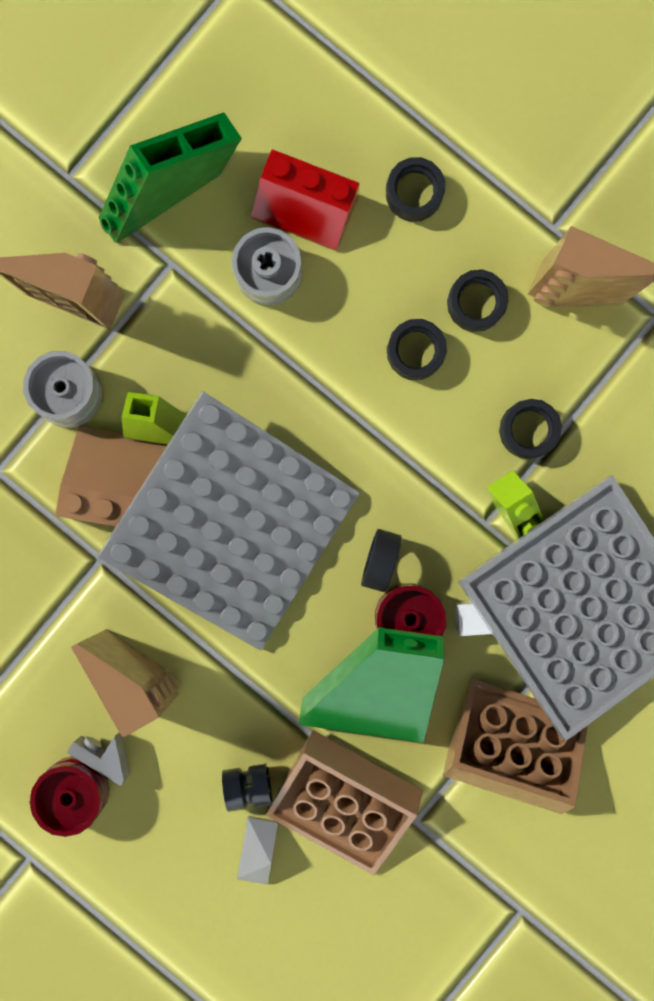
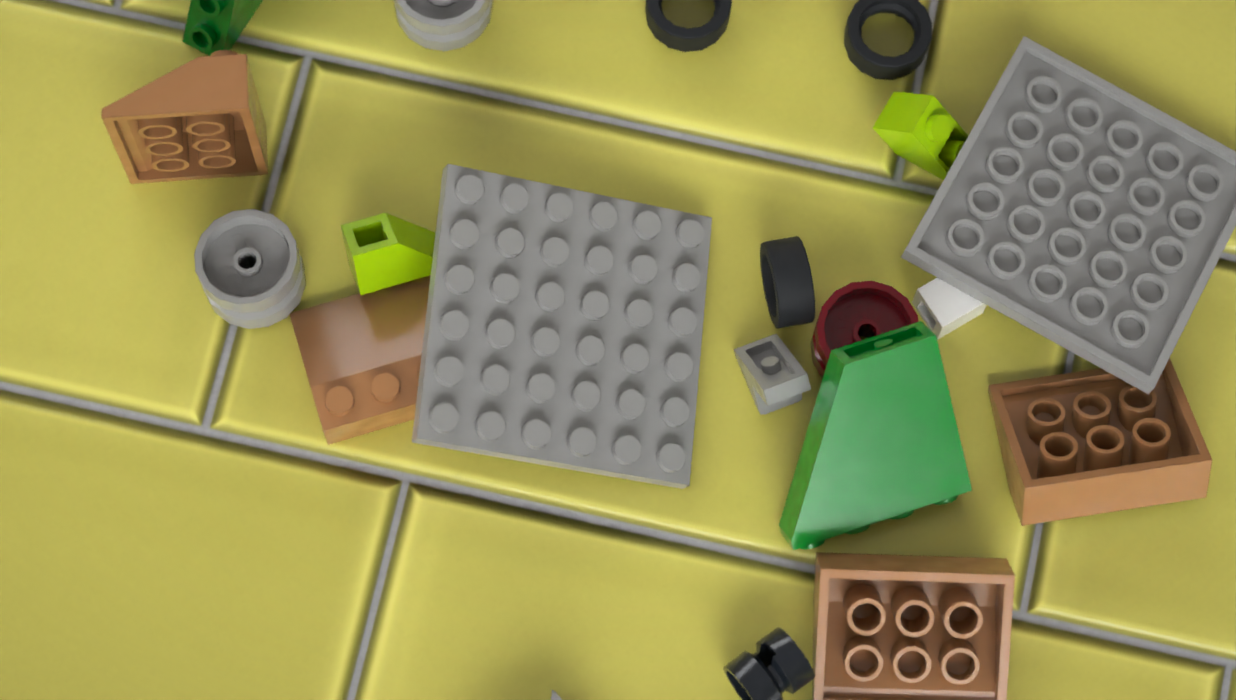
camera: 30 degrees left, 15 degrees down
(126, 681) = (538, 578): medium nougat slope -> none
(344, 608) = (772, 374): none -> light grey slope

